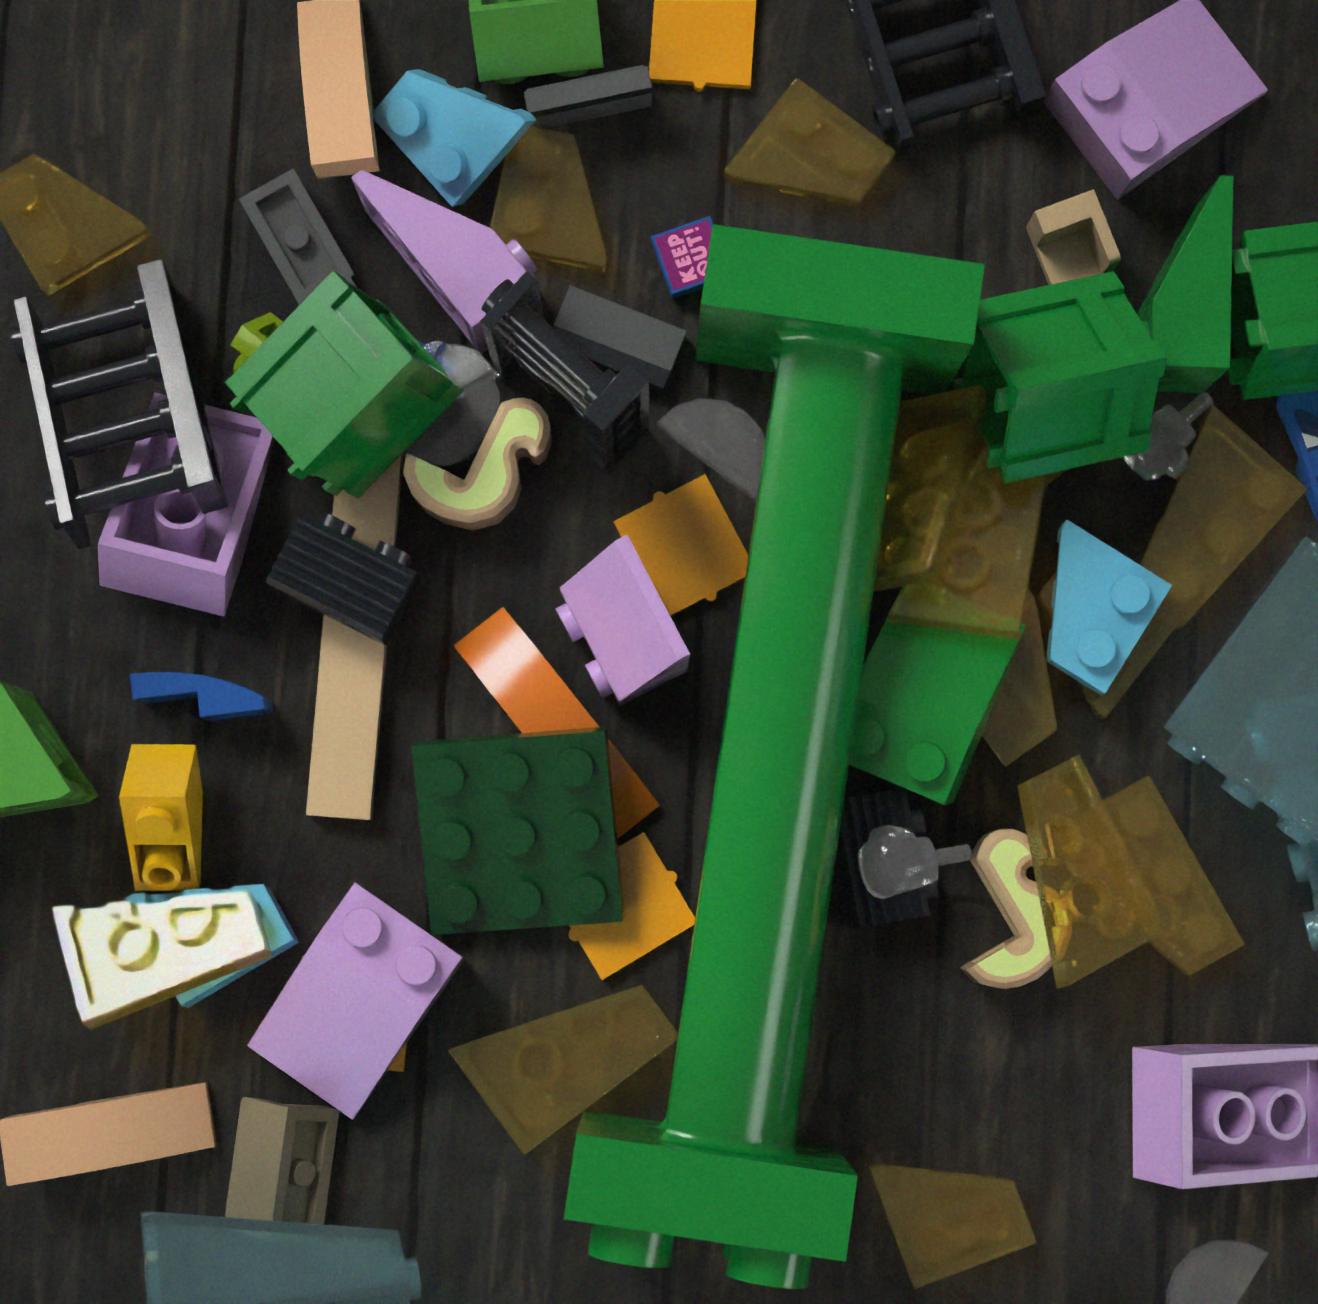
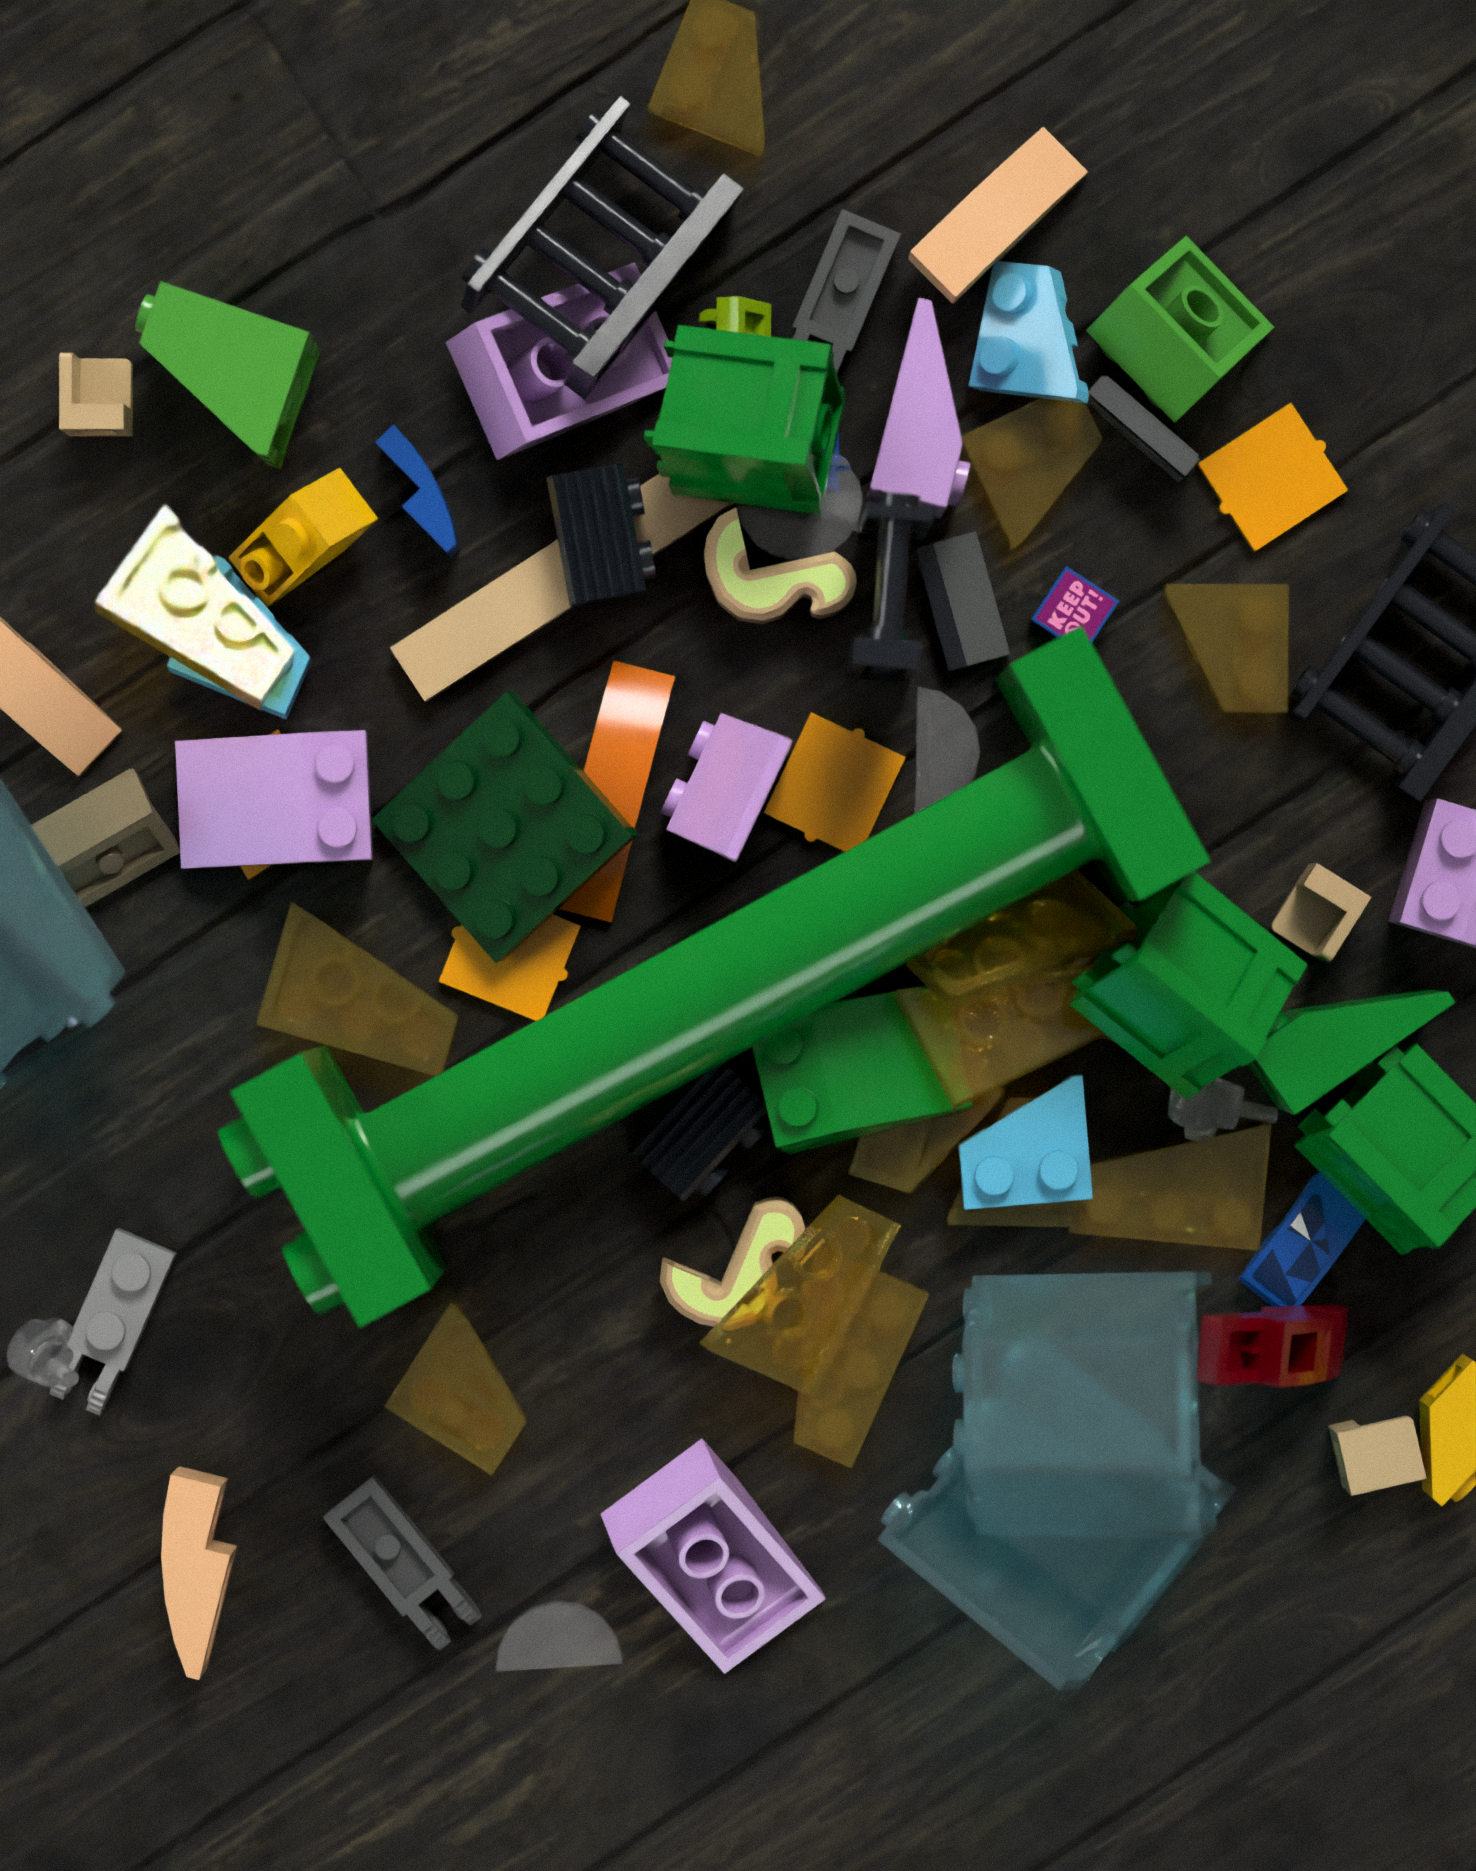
camera: 55 degrees right, 5 degrees up
(900, 862) = (705, 1146): clear piece -> none

